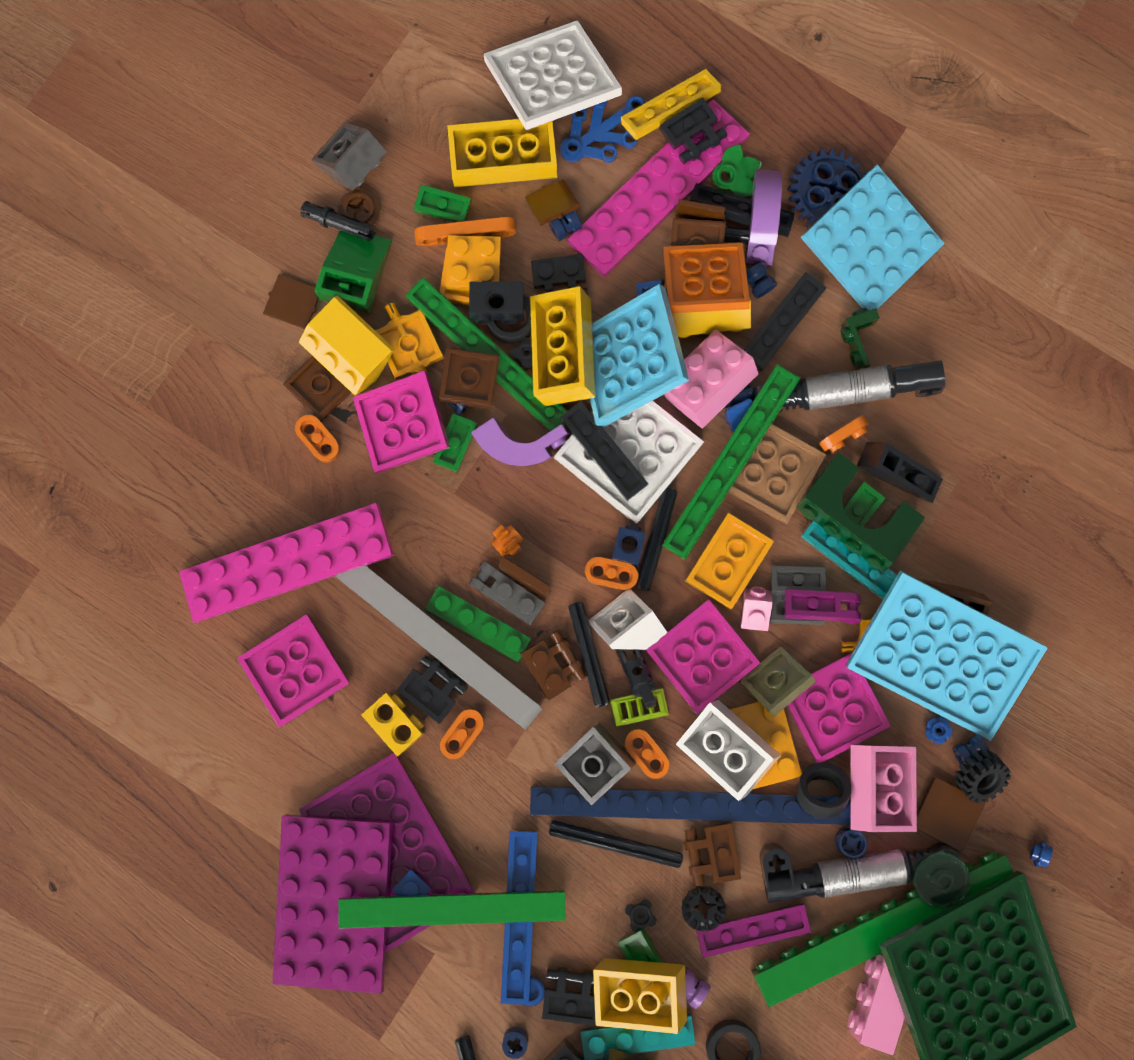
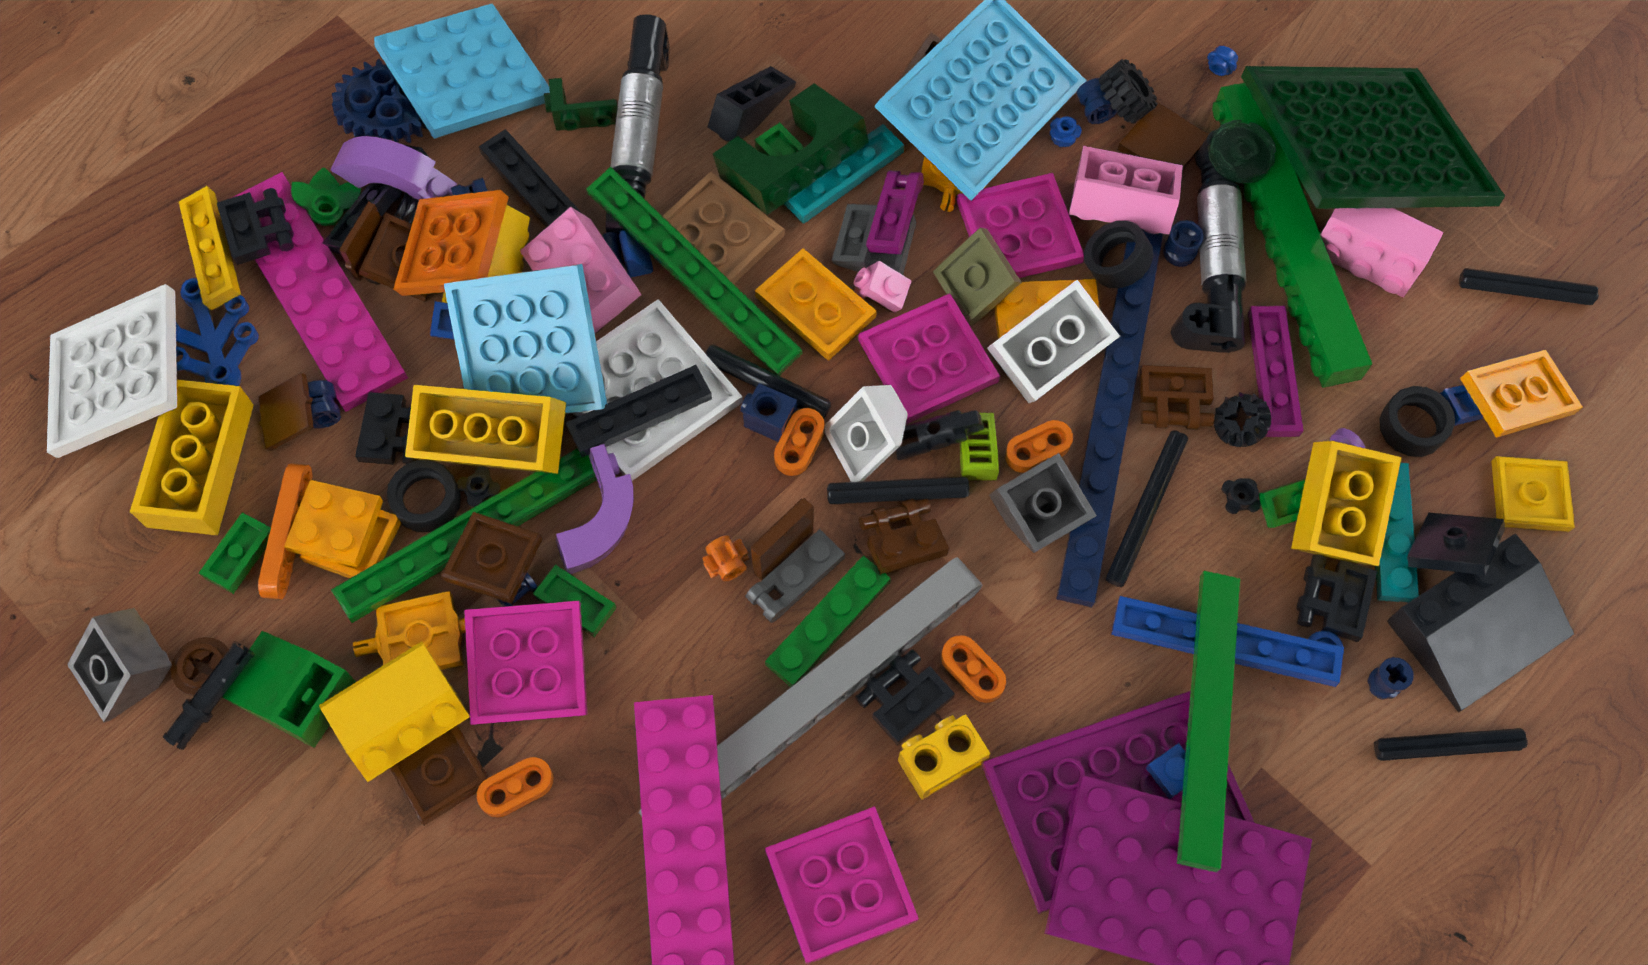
camera: 80 degrees left, 15 degrees down
(291, 302) = (303, 789): reddish brown piece -> none
(483, 293) = (395, 477): black brick -> none
(836, 440) = (688, 139): orange plate -> none

